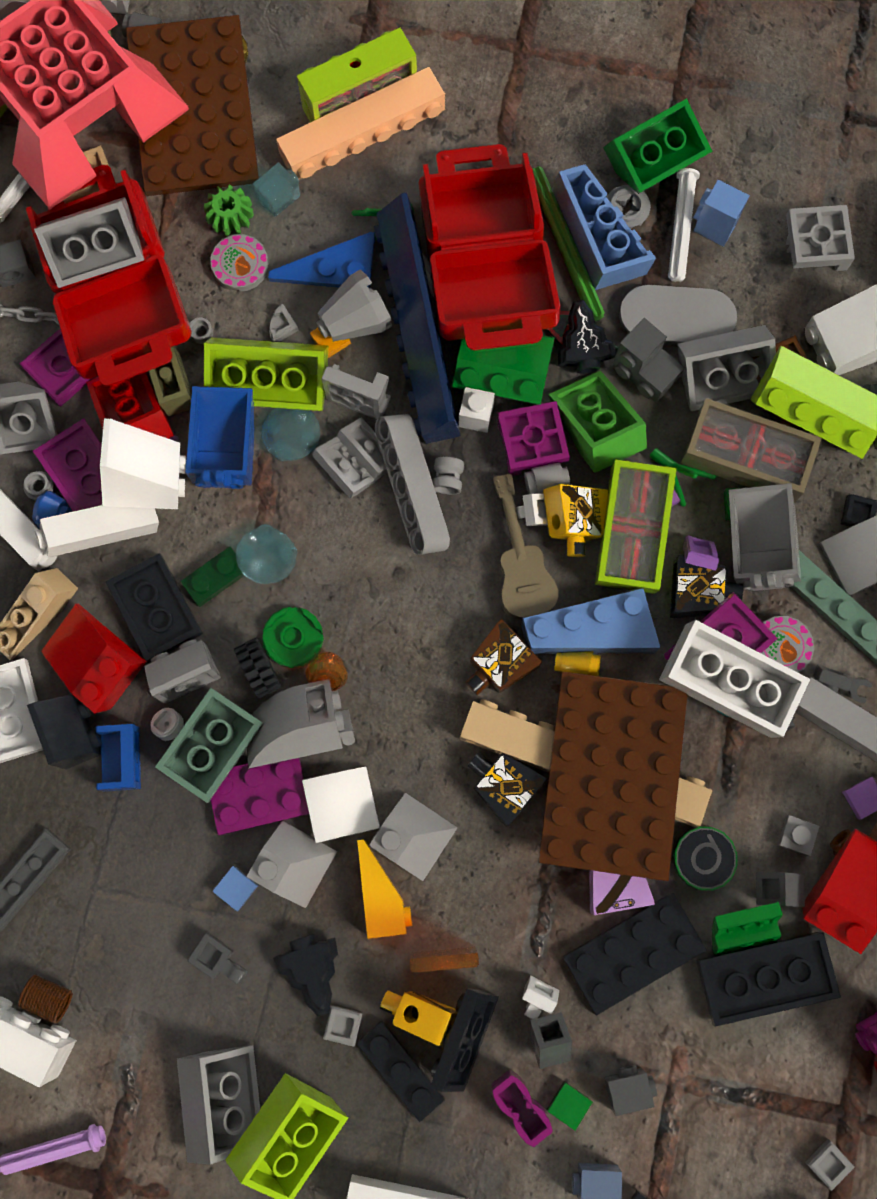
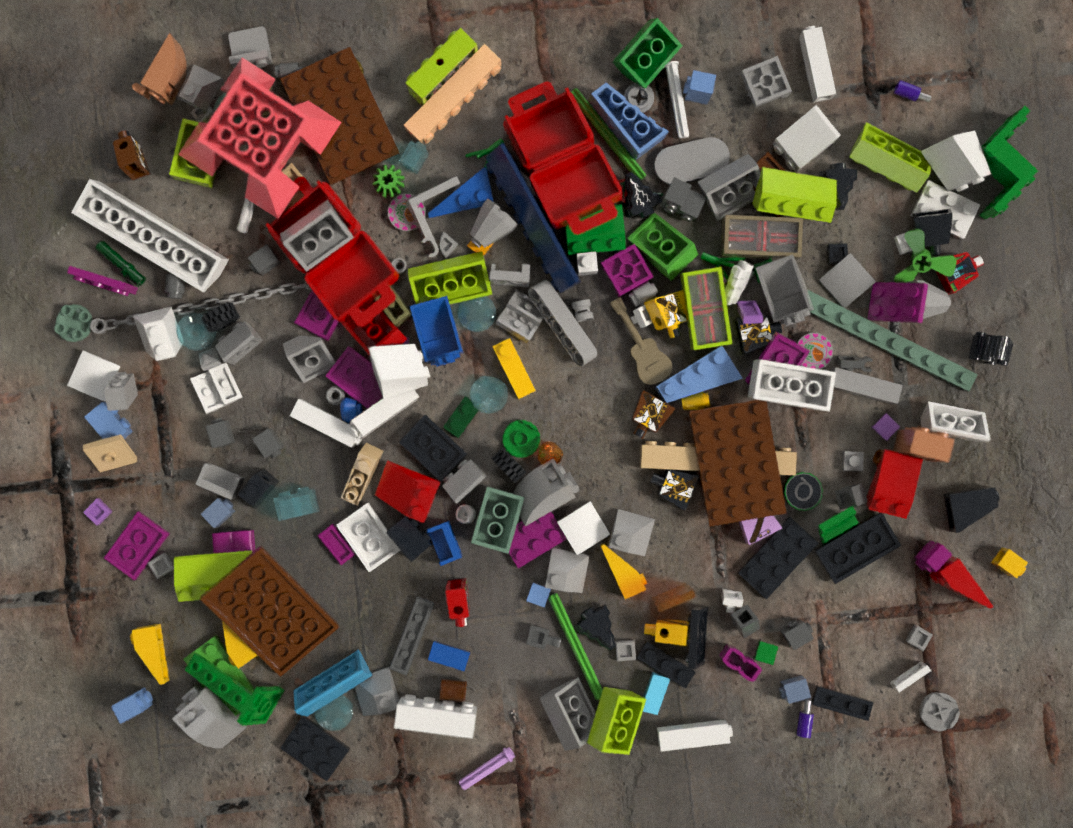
camera: 20 degrees left, 10 degrees up
(60, 941) = (449, 655): none -> blue tile
(104, 855) = (458, 601): none -> red torso
(266, 991) = (576, 645): none -> bright green axle
(272, 242) = (417, 213): none -> light grey hinge
(316, 527) = (514, 368): none -> yellow slope
(367, 1114) = (655, 692): none -> medium azure slope
(695, 504) = (738, 281): none -> white rock

